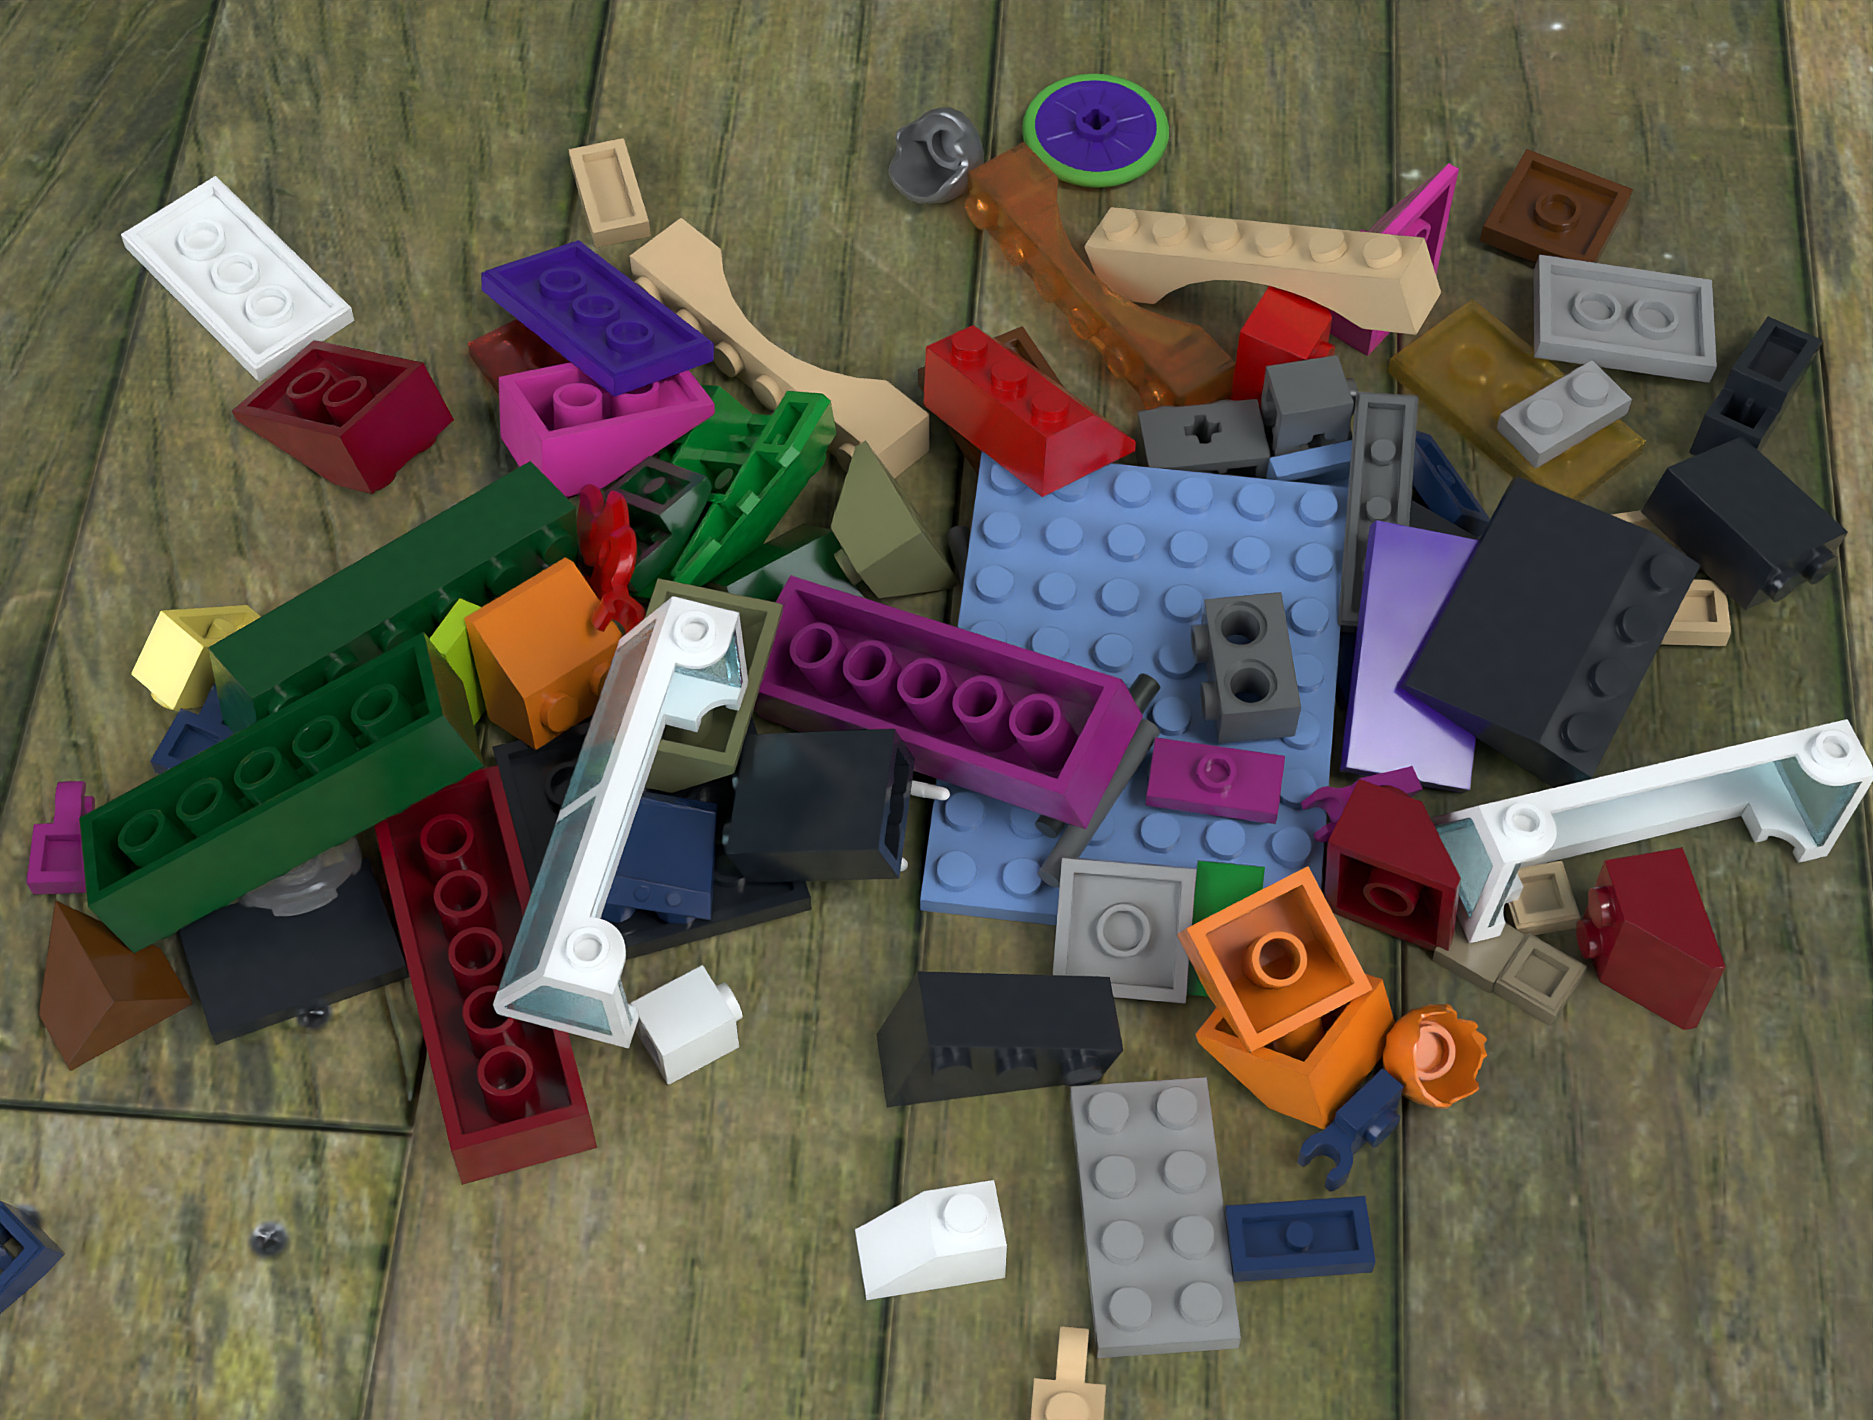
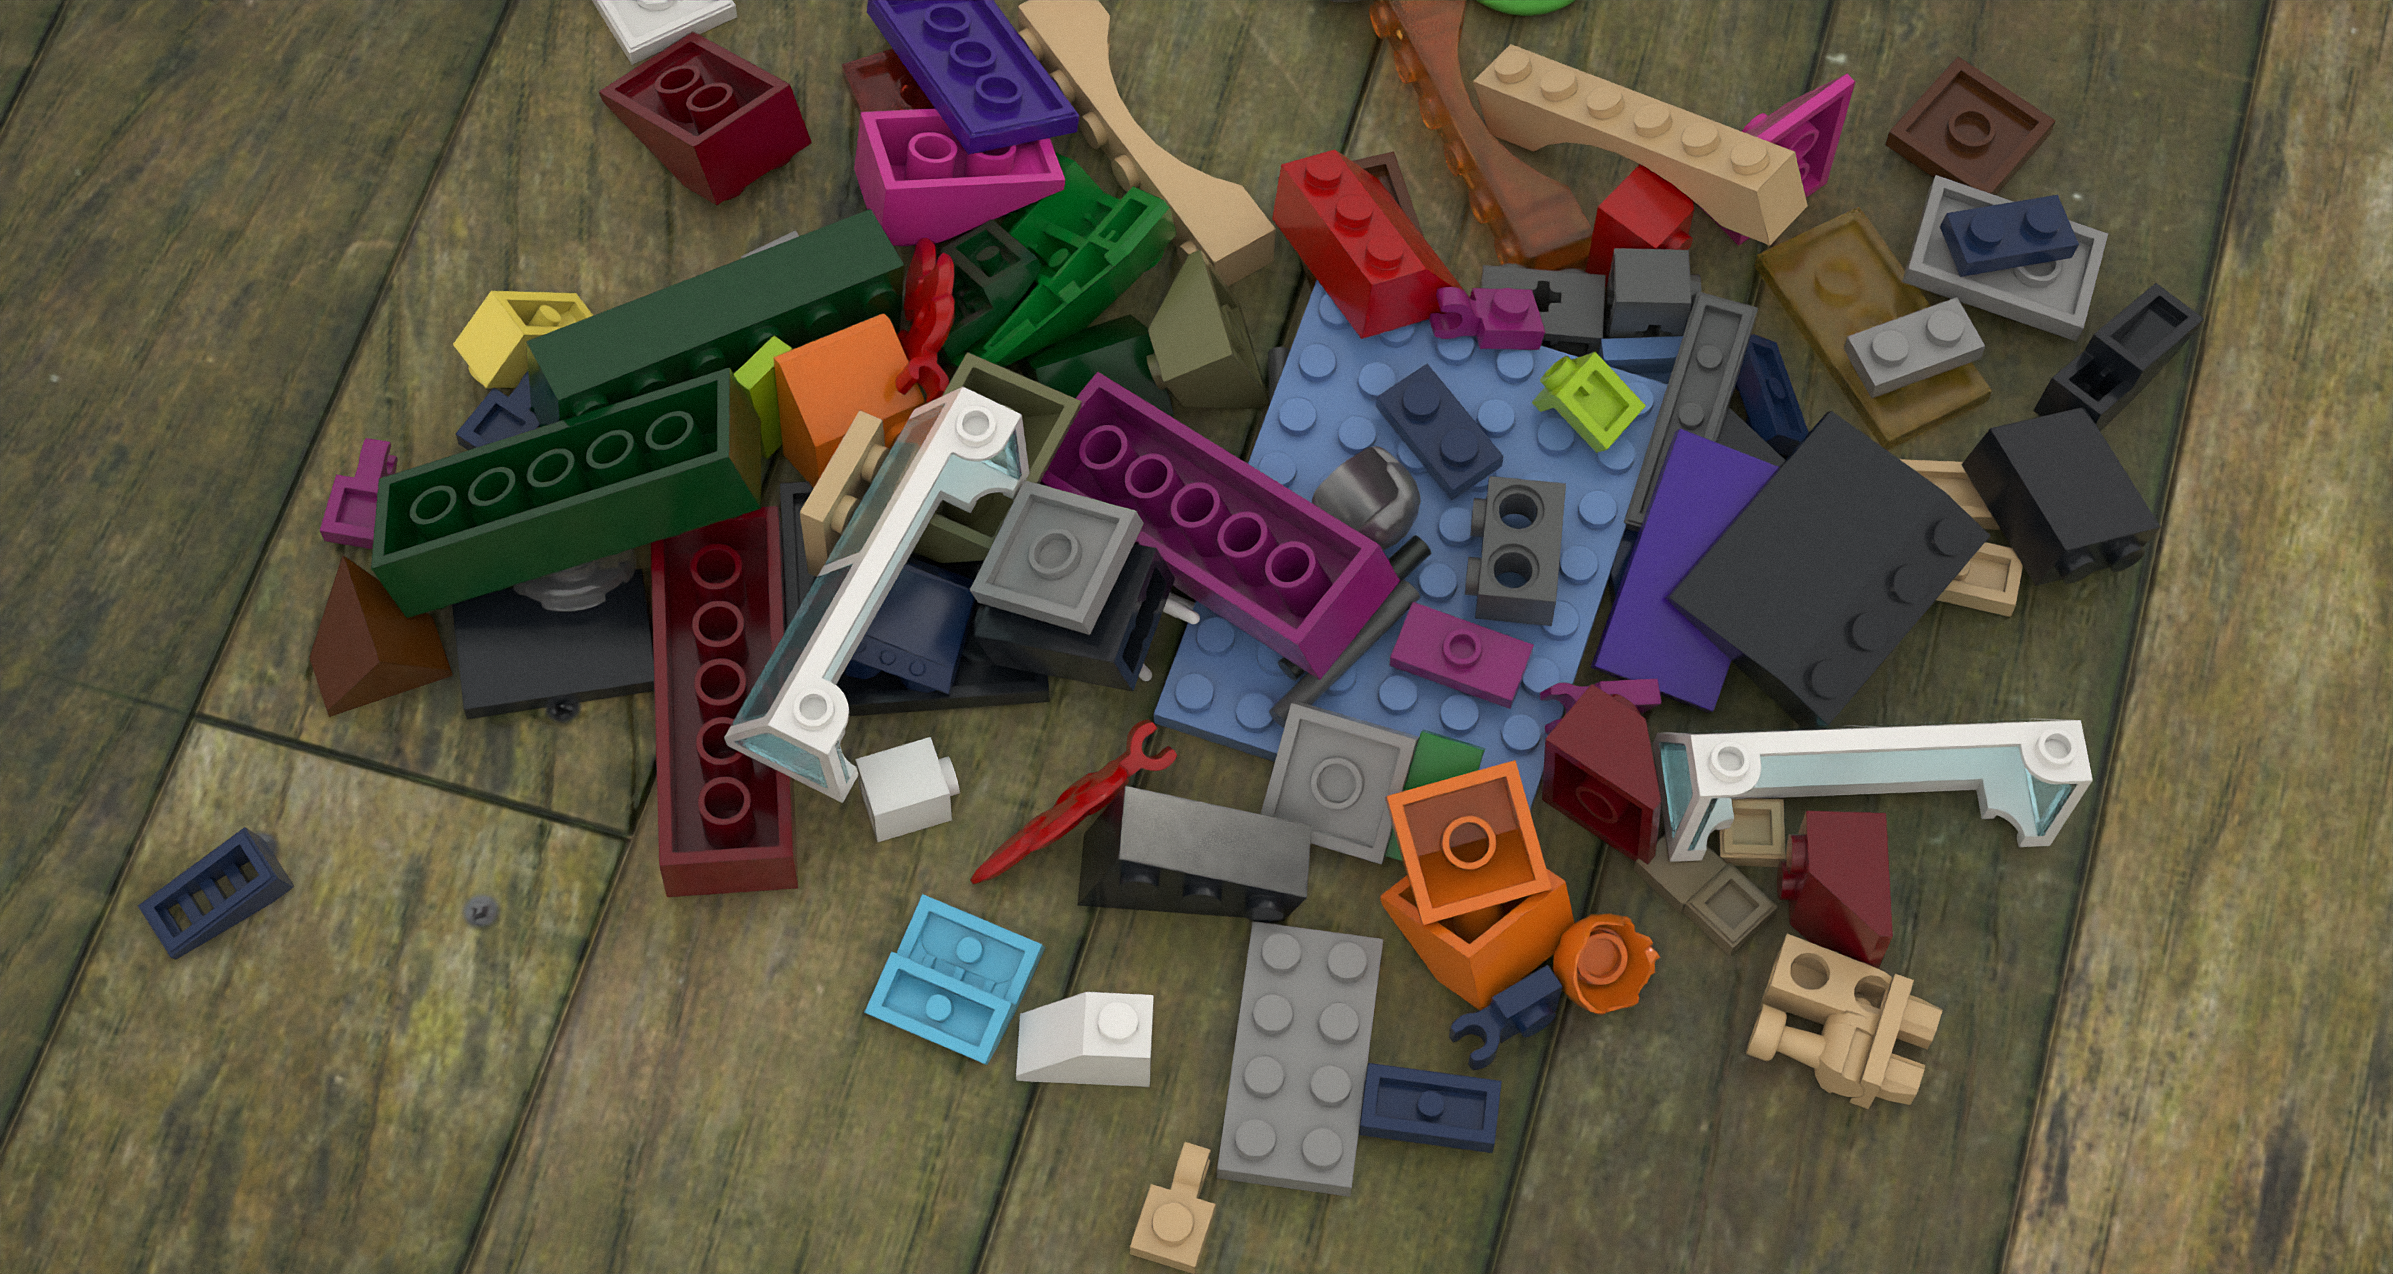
camera: 10 degrees right, 5 degrees up
(561, 735) = (841, 488): none -> tan plate
(780, 1208) = (955, 979): none -> medium azure slope
(796, 757) = (1057, 557): none -> light grey plate
(865, 1003) = (1076, 803): none -> red piece
(1093, 636) = (1371, 496): none -> flat silver hair
(1139, 570) = (1439, 431): none -> dark blue plate
(1167, 453) = (1495, 316): none -> magenta plate
(1278, 510) = (1589, 399): none -> lime bracket
(1624, 295) = (2009, 235): none -> dark blue plate
(1705, 1061) = (1861, 1021): none -> tan hips

